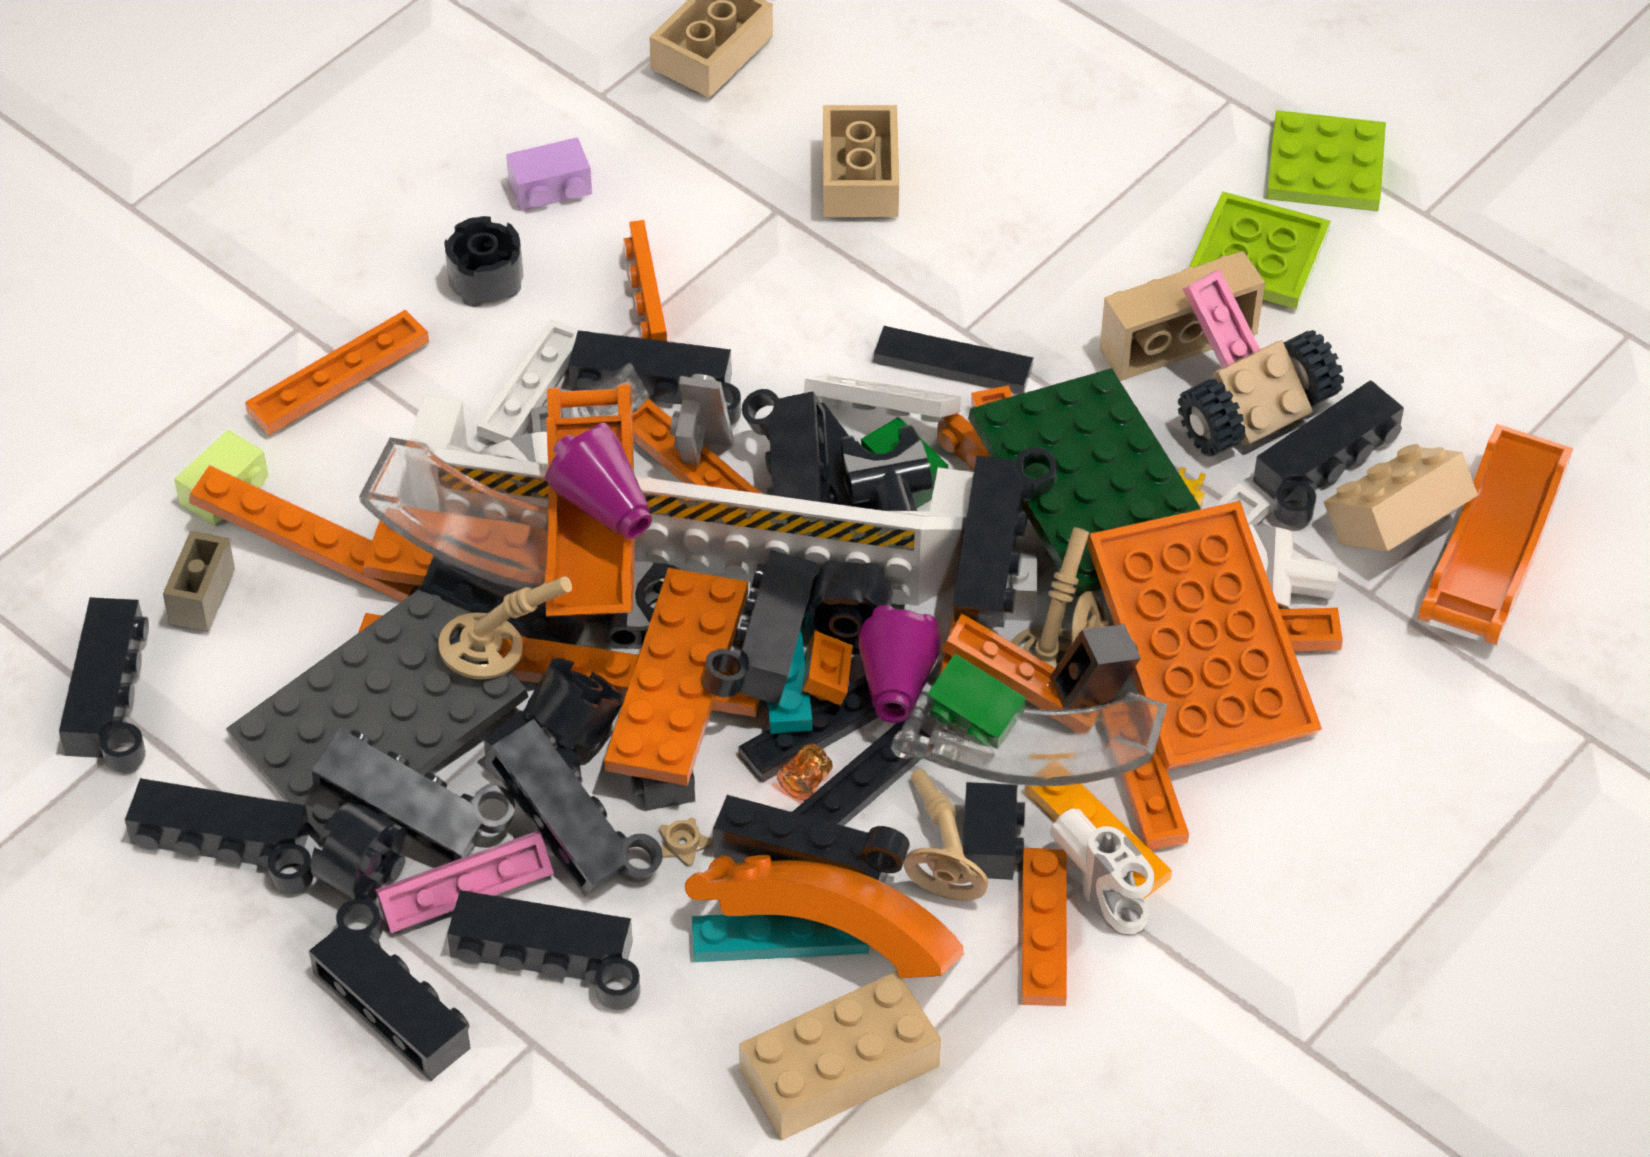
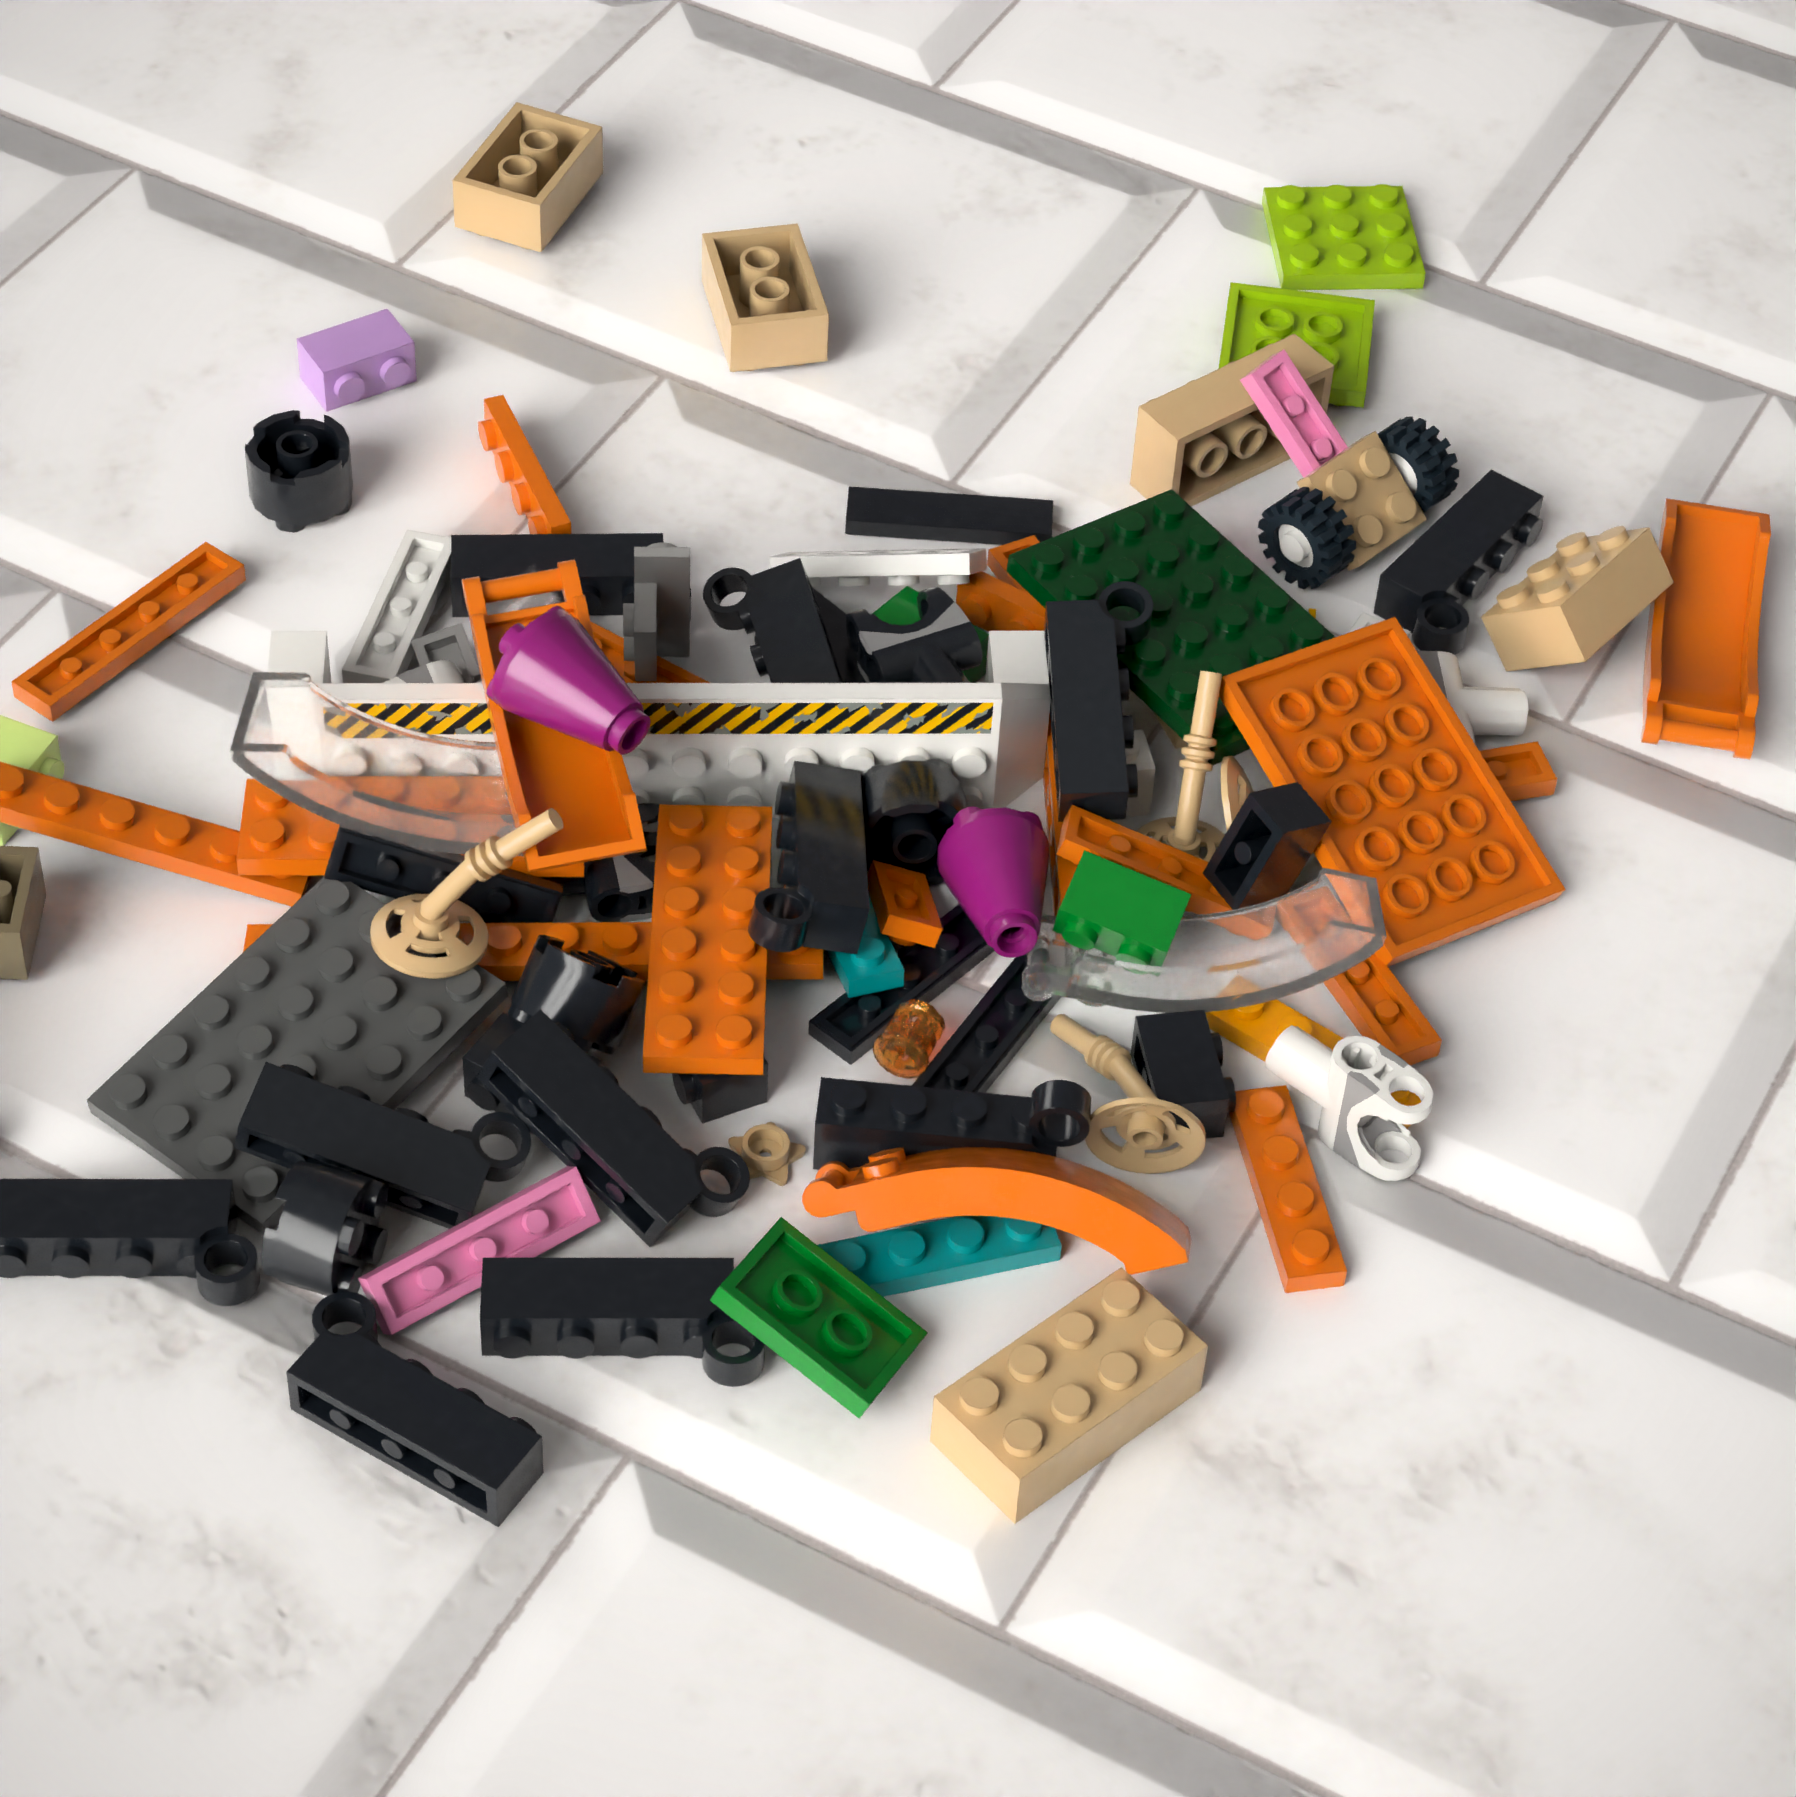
camera: 15 degrees left, 5 degrees down
(679, 971) = (819, 1317): none -> green plate

